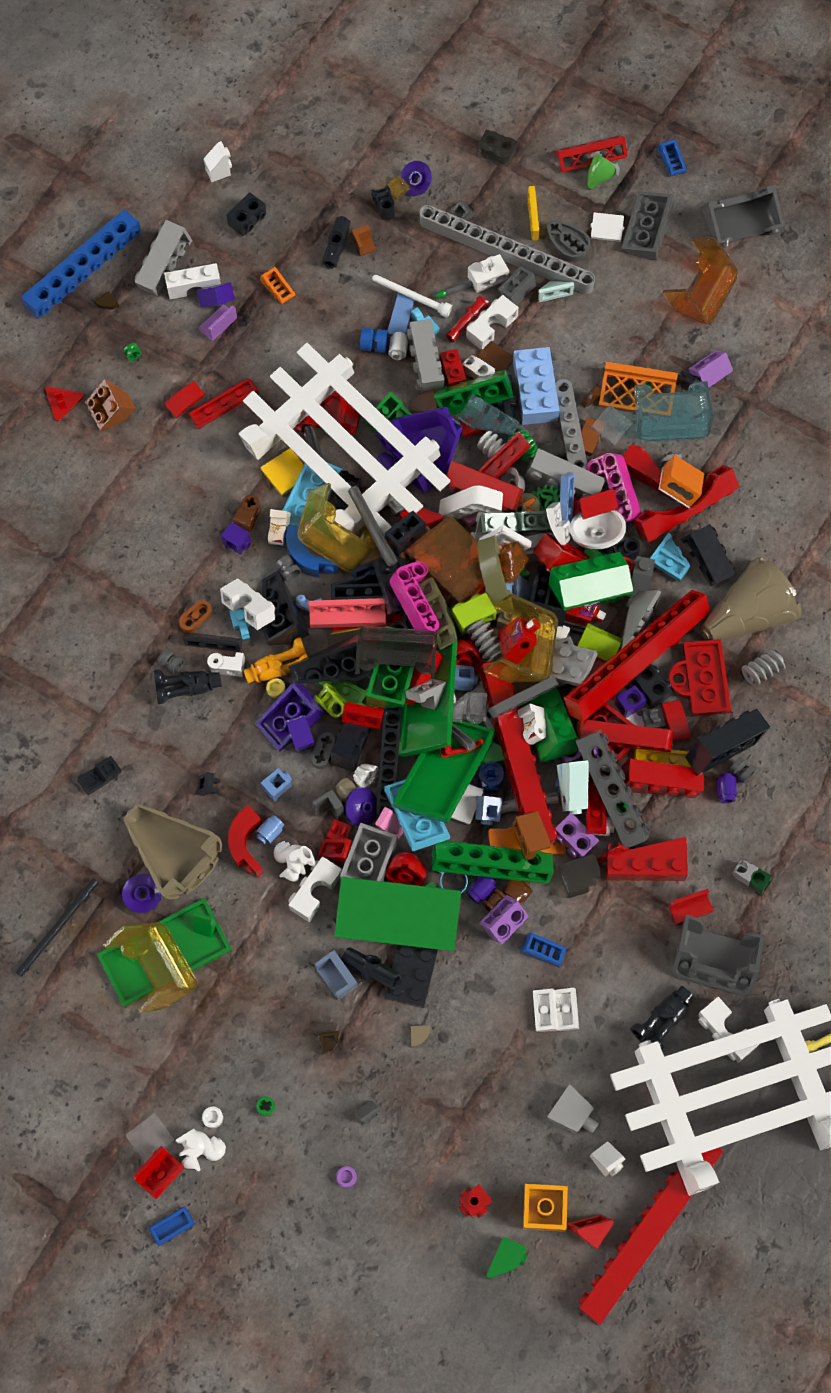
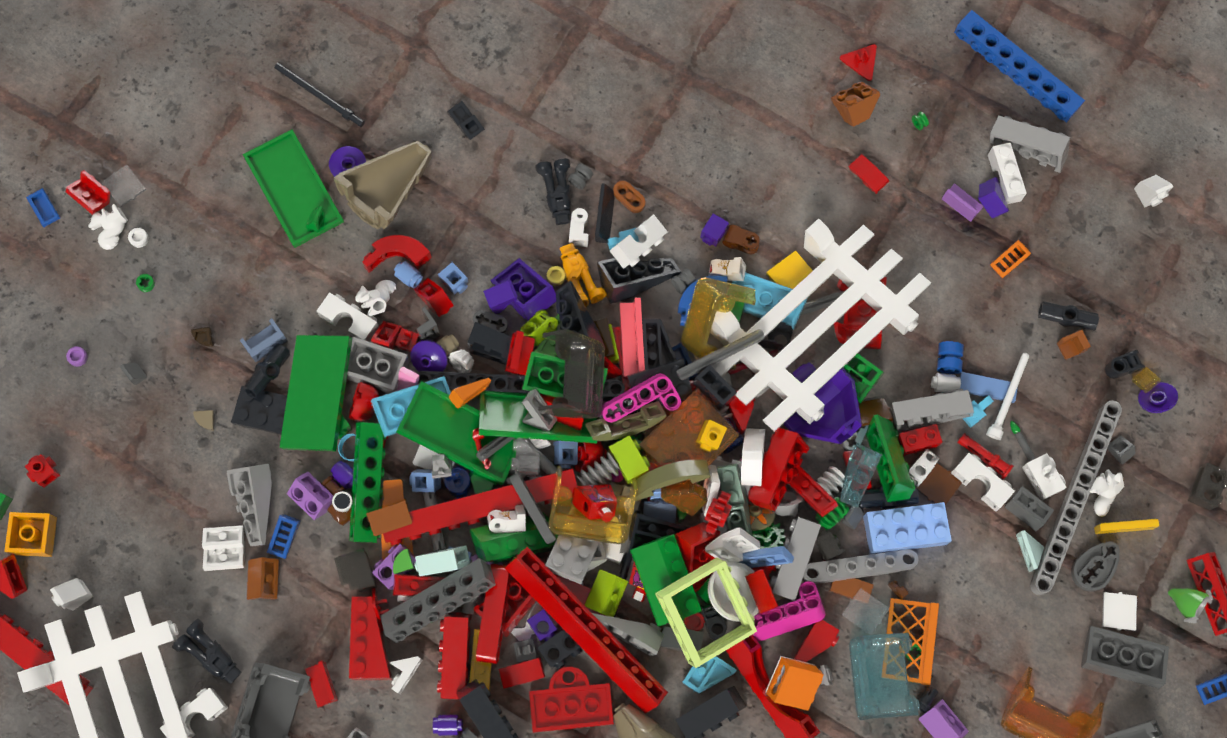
camera: 85 degrees right, 5 degrees up
(106, 301) = (978, 94): dark brown tile -> none
(160, 961) = (278, 185): clear yellow windscreen -> none
(205, 784) = (454, 214): black tile -> none
(222, 403) = (868, 212): red tile -> none
(244, 211) = (1097, 218): black brick -> none
(295, 803) = (434, 297): none -> red slope
(303, 603) = (646, 299): light blue arm -> none
(405, 758) = (463, 394): none -> orange slope
(454, 534) = (711, 435): none -> yellow brick
(480, 787) = (441, 466): none -> light grey brick
(499, 223) = (1107, 488): none -> white animal
(500, 980) = (253, 493): none -> light grey wedge
(512, 885) = (342, 501): none -> black tile
(530, 528) = (718, 512): none -> red gear
(572, 1112) = (120, 562): light grey torso -> none
(574, 823) = (403, 562): none -> bright green tile
(587, 969) = (262, 578): none -> dark orange panel
(613, 572) = (739, 603): none -> yellowish green window
(675, 824) = (408, 668): none -> white slope

